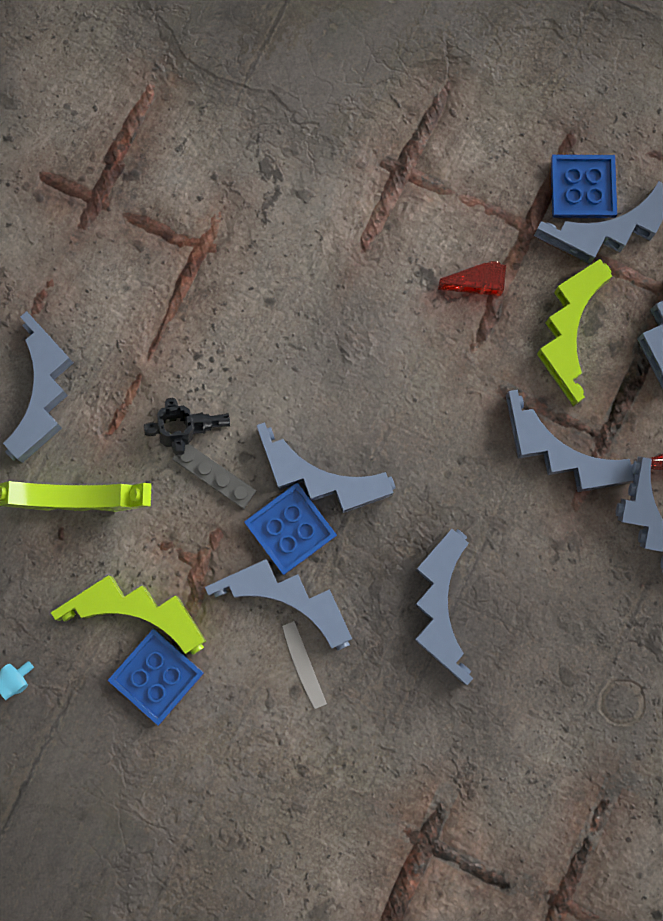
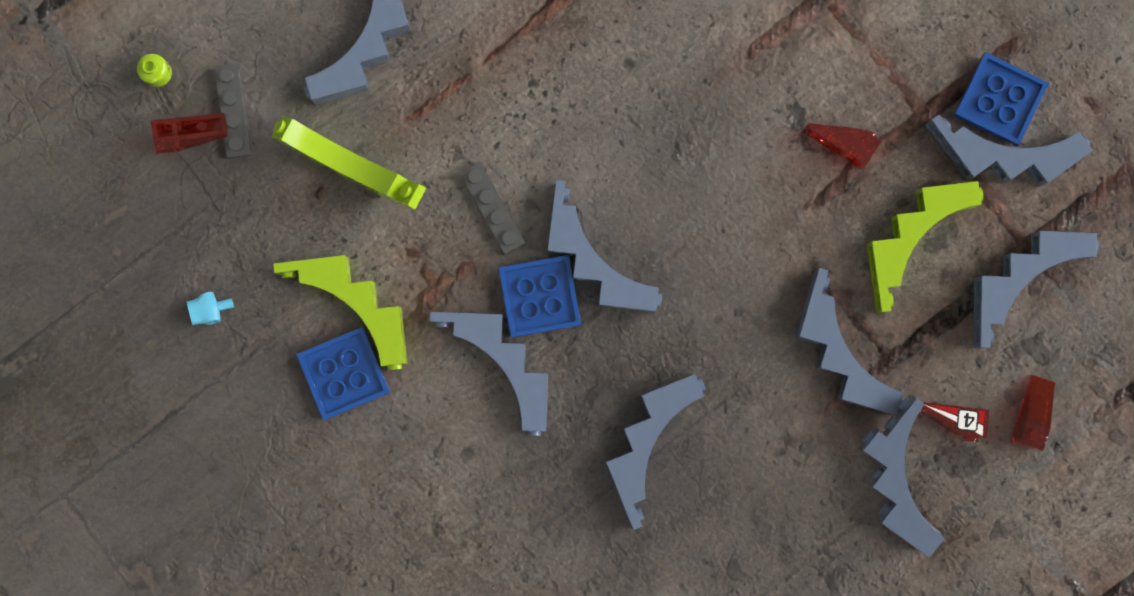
camera: 25 degrees right, 5 degrees up
(194, 424) = (498, 148): black piece -> none
(303, 665) = (487, 432): light grey sticker -> none

